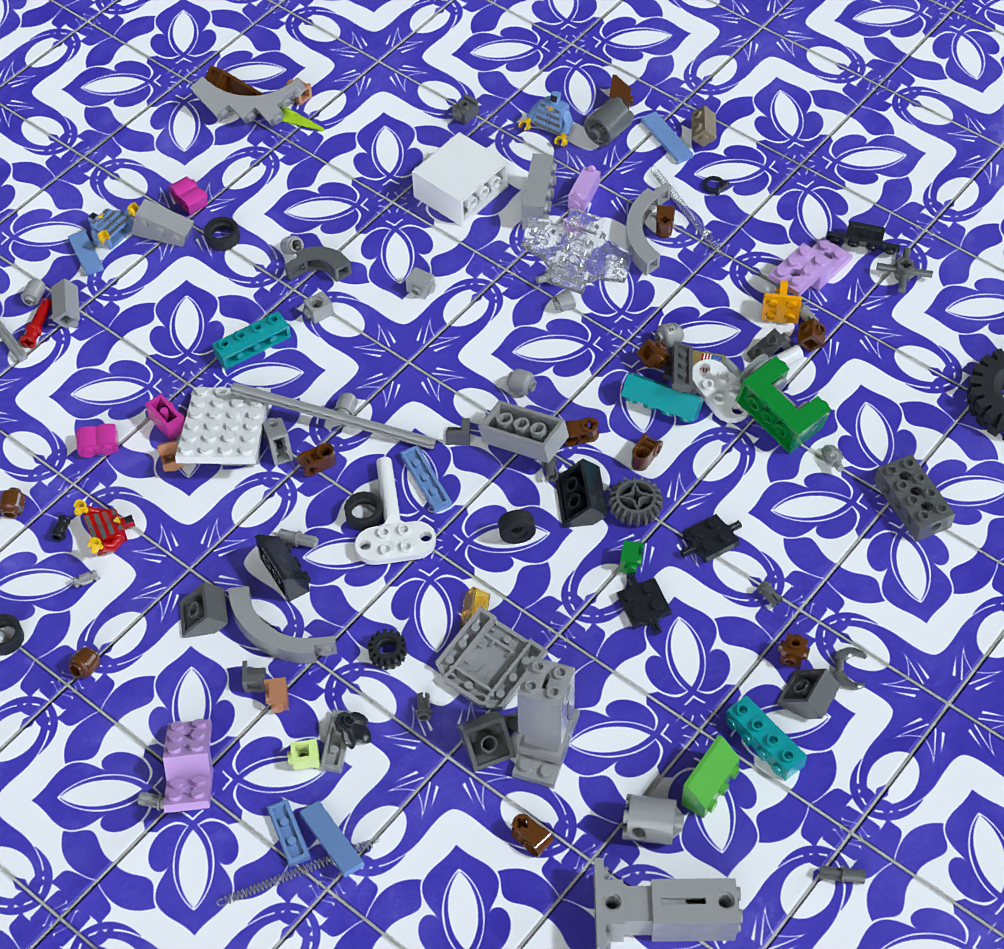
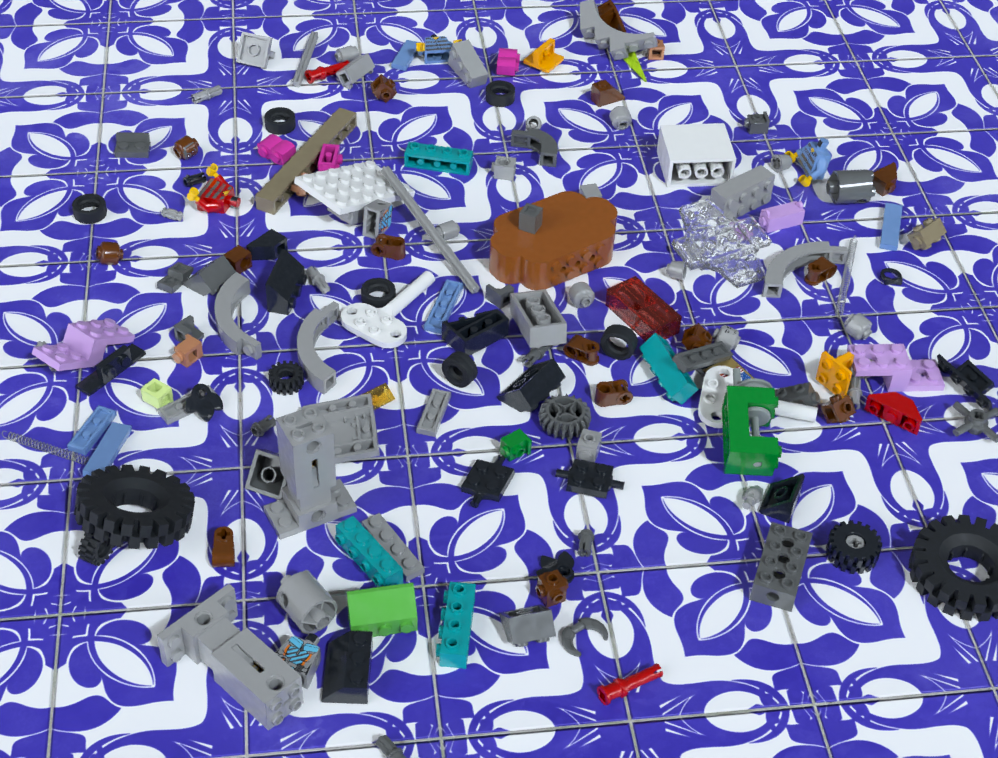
camera: 40 degrees right, 10 degrees down
(66, 418) = (280, 113): none -> black tyre
(117, 304) = (383, 88): none -> reddish brown brick
(139, 431) = (306, 159): none -> dark tan brick
(170, 637) = (176, 276): none -> dark grey slope
(207, 572) = (239, 258): none -> reddish brown brick
(214, 168) = (544, 57): none -> light orange bracket
(215, 540) = (268, 246): none -> black slope
(232, 767) = (110, 368): none -> black bracket
(311, 169) = (604, 93): none -> reddish brown slope
(352, 184) = (620, 117): none -> light grey head
(379, 615) = (314, 369): none -> light grey arch
(427, 344) = (530, 218): none -> dark grey panel
(437, 921) = (94, 550): none -> black tyre
(441, 836) = (105, 490): none -> black tyre
(447, 349) = (572, 241): none -> dark orange brick
(486, 484) = (475, 332): none -> black wedge
(526, 136) = (781, 162): none -> light grey hat
(534, 580) = (433, 412): none -> light grey tile
(583, 359) = (642, 309): none -> clear red brick
(598, 397) = (614, 351): none -> black tyre
(641, 741) = (368, 553): none -> teal brick
(643, 719) = (394, 546): none -> light grey plate
(681, 511) = (588, 445): none -> light grey brick
(695, 862) = (302, 656): none -> torso
(736, 841) = (348, 668): none -> black slope
(745, 250) = (858, 326): none -> light grey head
(772, 630) = (564, 565): none -> black plate
(847, 303) = (895, 409): none -> red slope
(855, 440) = (782, 498): none -> black slope
(920, 683) = (620, 686): none -> red pin
(938, 451) = (852, 558): none -> black bush

